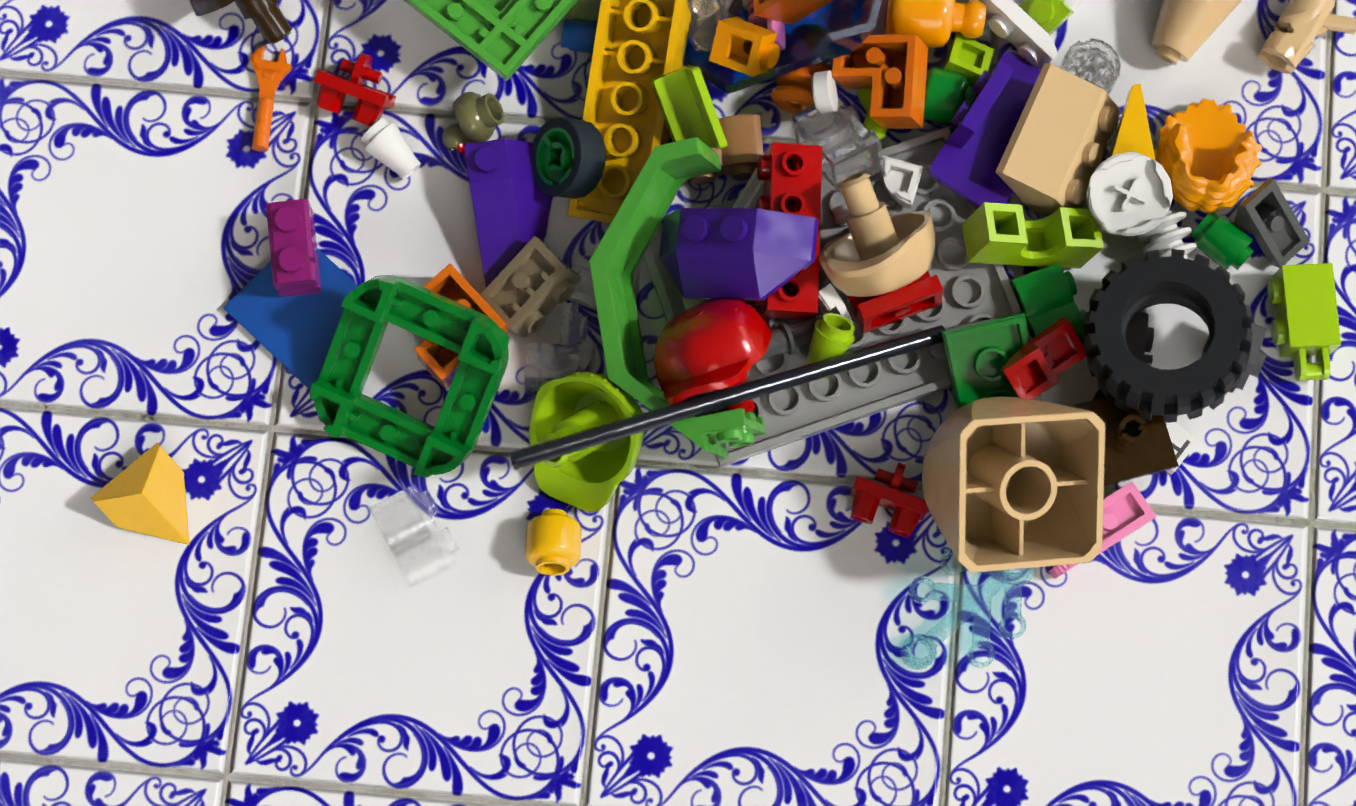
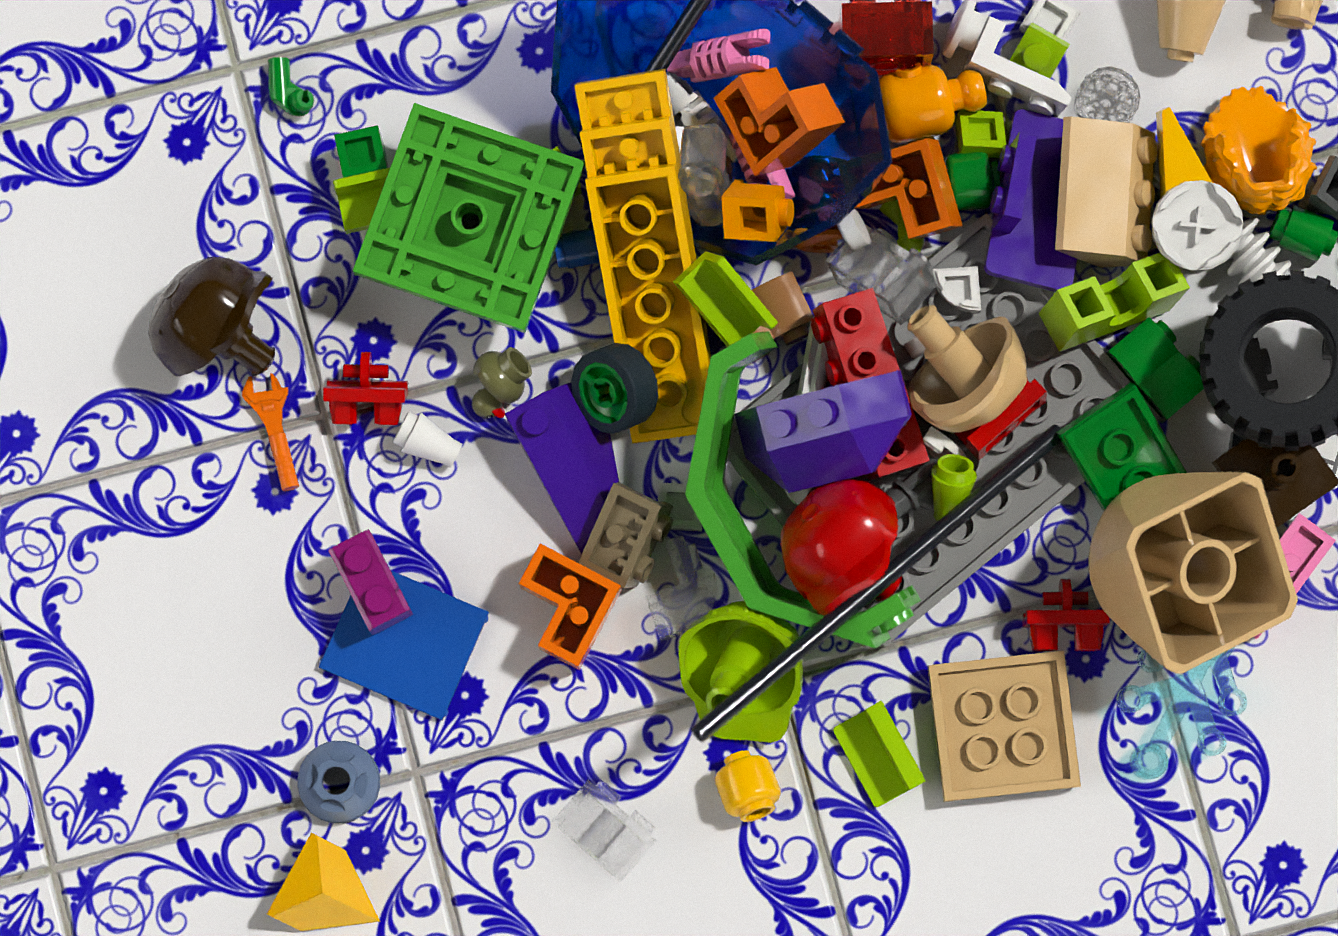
camera: 20 degrees left, 5 degrees up
(215, 425) = (363, 784): none -> sand blue piece
(469, 333) = (540, 732): green plate -> none
(680, 558) = (878, 754): none -> lime panel
(800, 573) = (1003, 726): none -> tan plate
(1042, 359) = (1166, 429): red slope -> none

